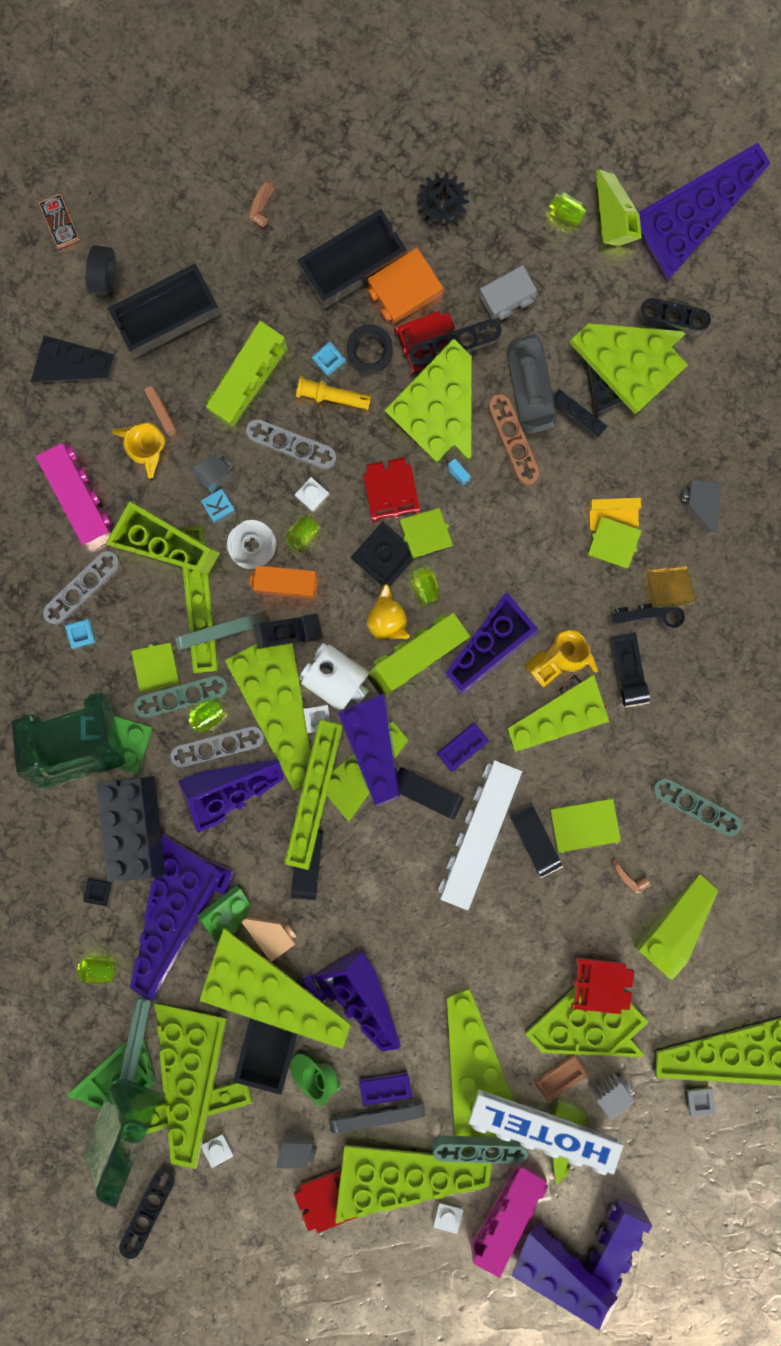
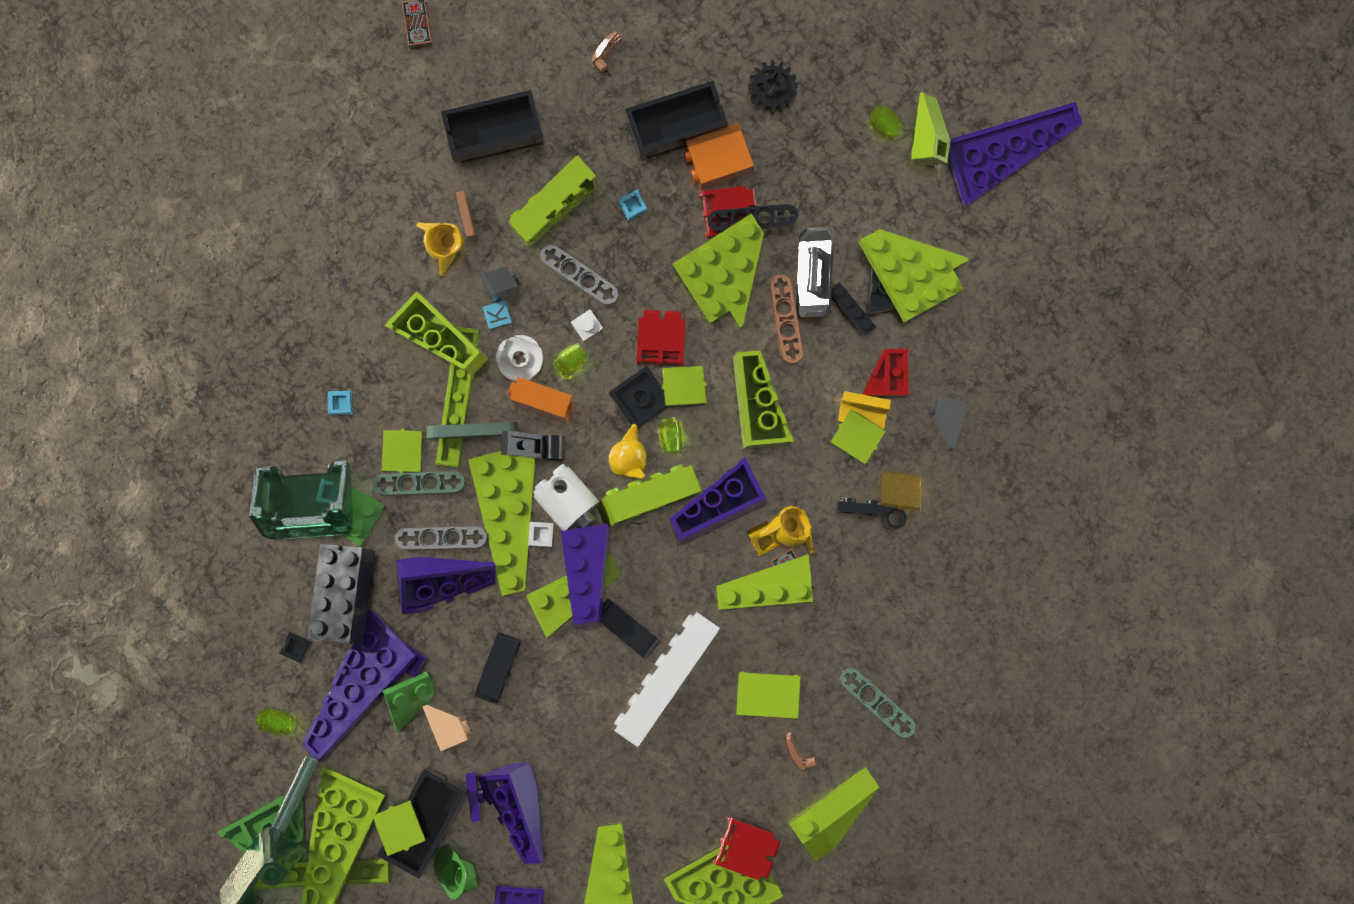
camera: 10 degrees right, 5 degrees down
(68, 361) = (394, 152): black wing -> none
(73, 492) = (367, 271): dark pink wedge -> none
(79, 585) = (350, 357): light grey beam -> none
(100, 270) = (443, 75): black tyre -> none
(206, 716) = (437, 507): clear neon green brick -> none
(248, 1050) = (398, 828): none -> lime piece
(259, 990) = (422, 773): lime wing -> none
(313, 794) = (519, 603): lime tile -> none
(321, 392) = (619, 234): yellow pin -> none
(364, 330) = (677, 188): black tyre -> none
(458, 472) = (728, 337): medium azure tile -> none
(462, 747) = (670, 593): dark purple plate -> none
(506, 533) = (758, 403): none -> lime wedge
(508, 293) = (812, 184): light grey brick -> none
(536, 840) = (718, 698): black beam -> none
(629, 670) = (844, 558): black plate -> none
(632, 471) = (890, 375): none -> red wing
(684, 312) = (949, 241): black beam -> none

